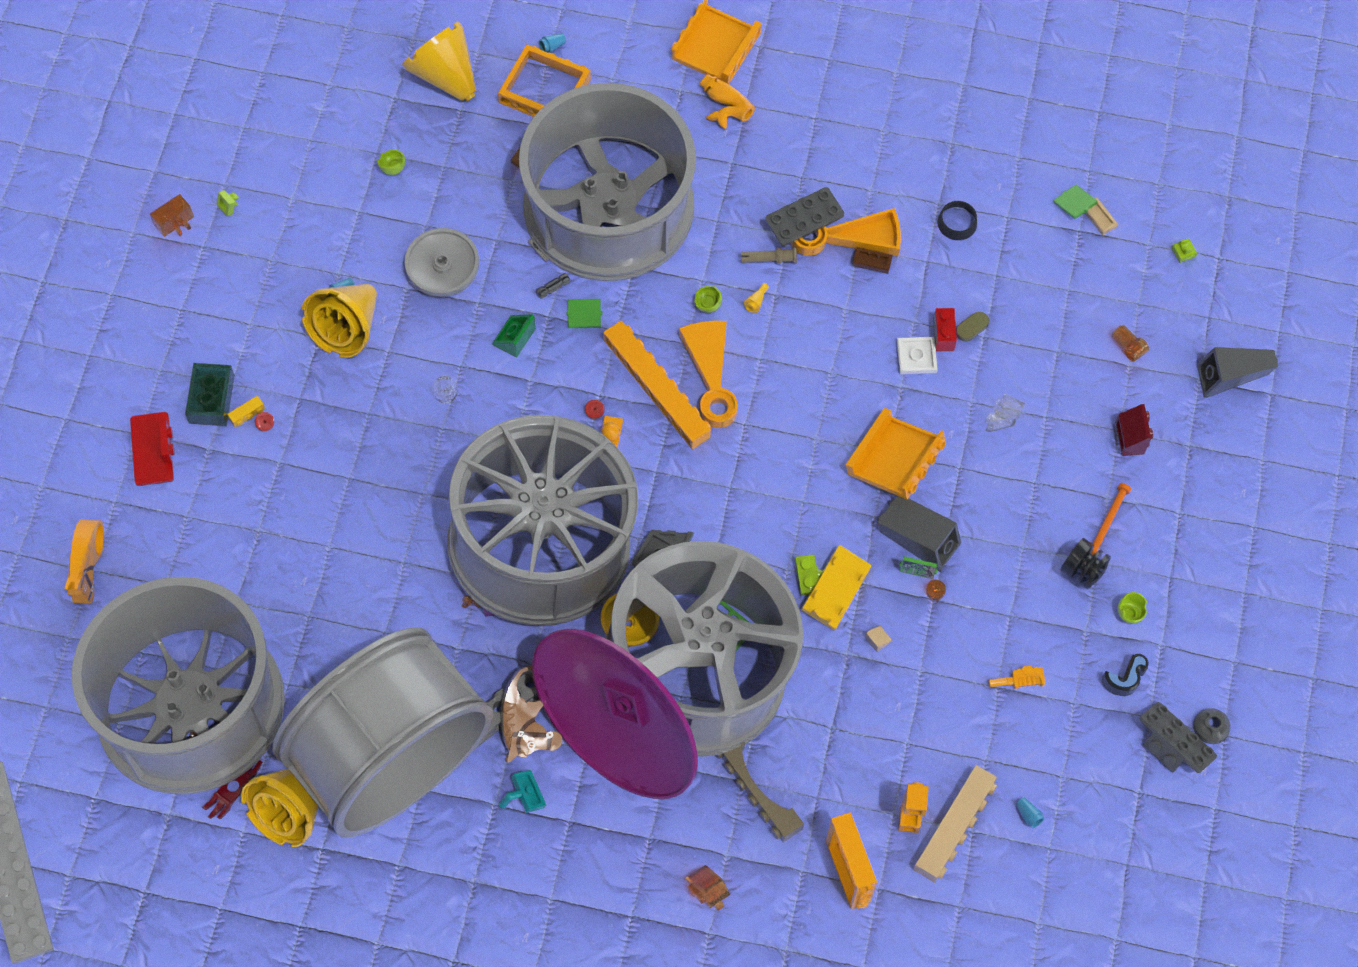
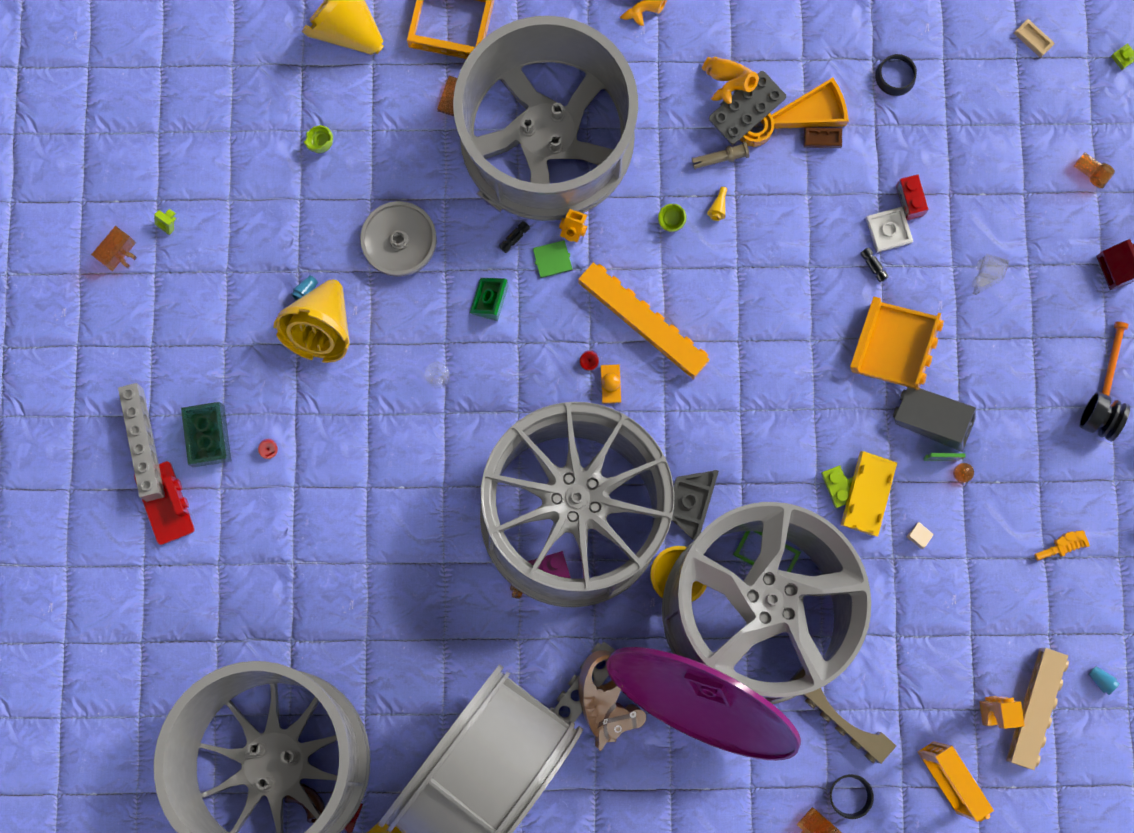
camera: 10 degrees left, 15 degrees up
(85, 552) = (129, 636): light orange animal -> none
(146, 388) = (141, 442): none -> light grey brick
(246, 411) = (246, 442): yellow piece -> none
(526, 790) = (624, 773): teal plate -> none
(611, 285) = (573, 225): none -> light orange brick
(706, 348) = (683, 271): light orange piece -> none
(751, 846) = (870, 798): none -> black tyre
(796, 186) = (737, 75): none -> light orange piece
(894, 383) = (874, 265): none -> black axle
(972, 326) = (937, 185): olive tile -> none
(1075, 201) = (1007, 28): bright green piece -> none

